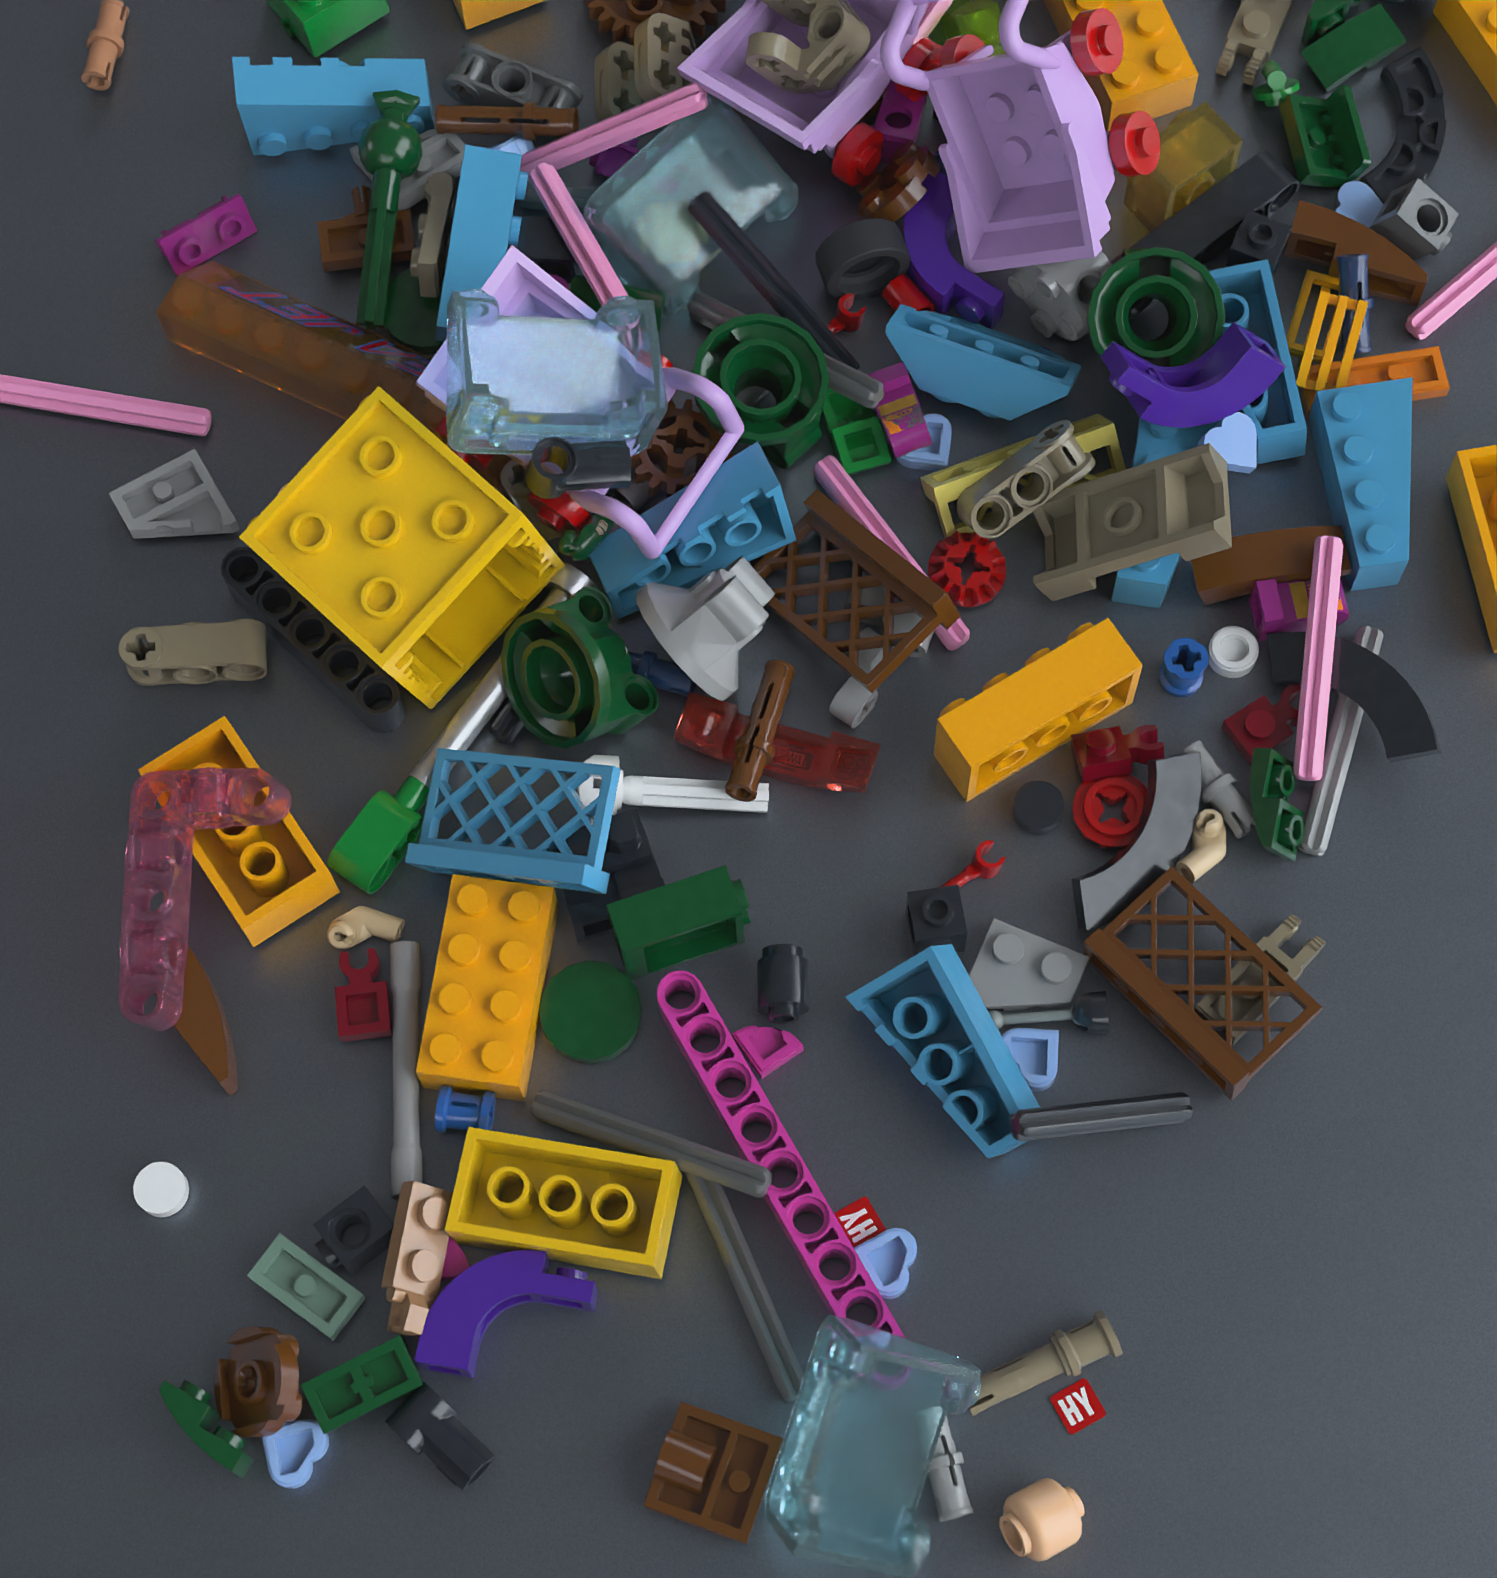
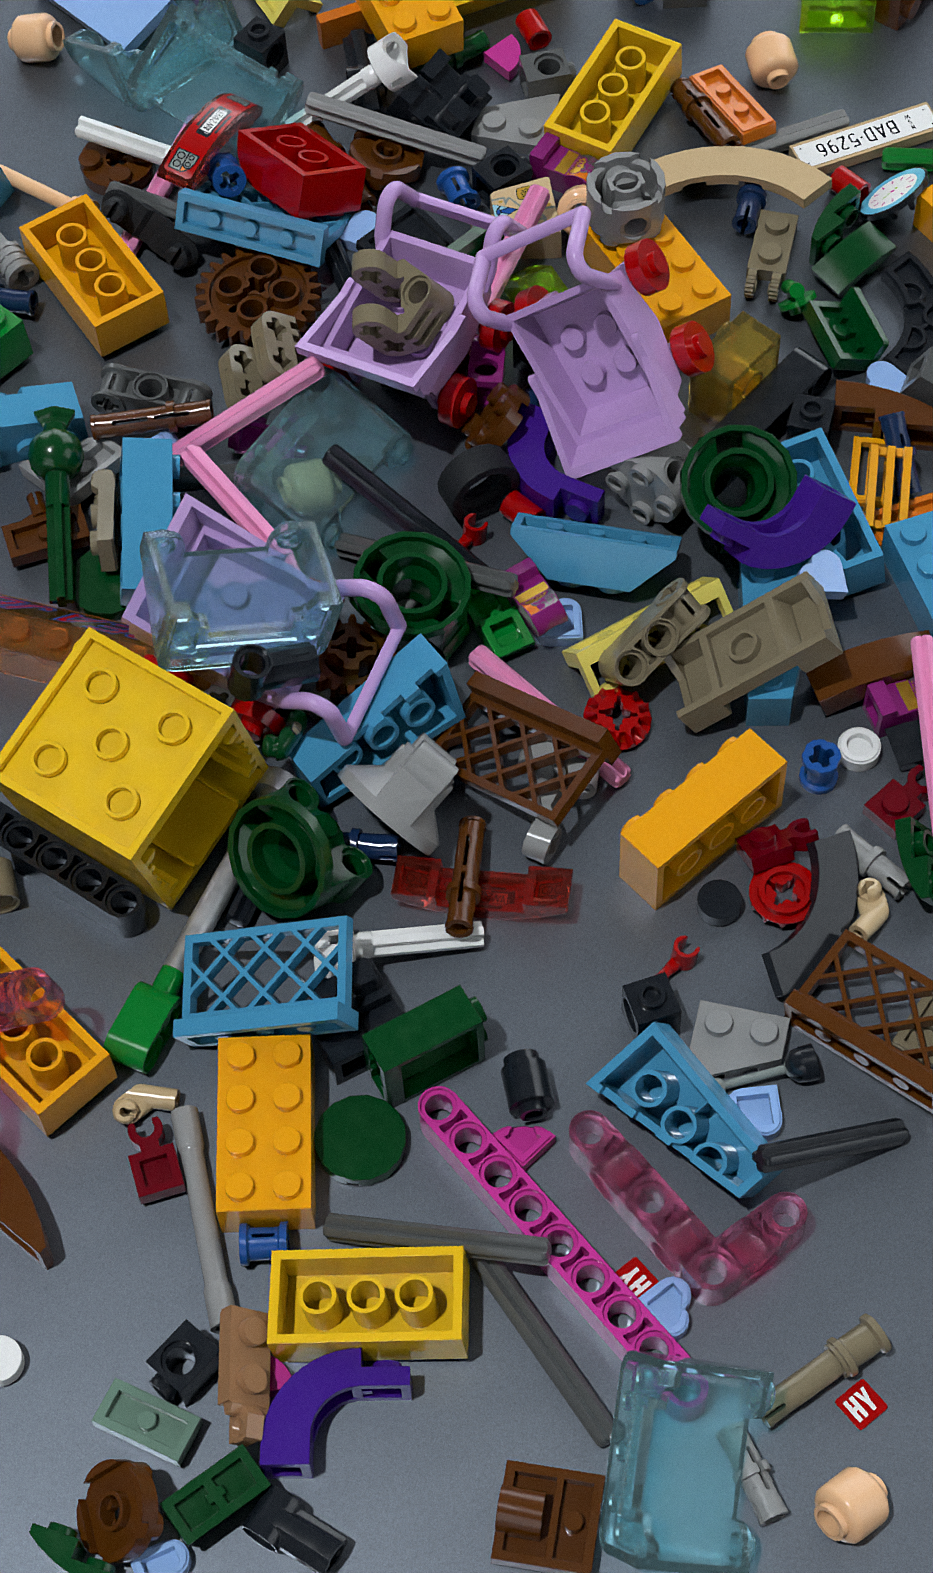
camera: 10 degrees left, 10 degrees down
(911, 1179) = (675, 1231): none -> clear pink beam

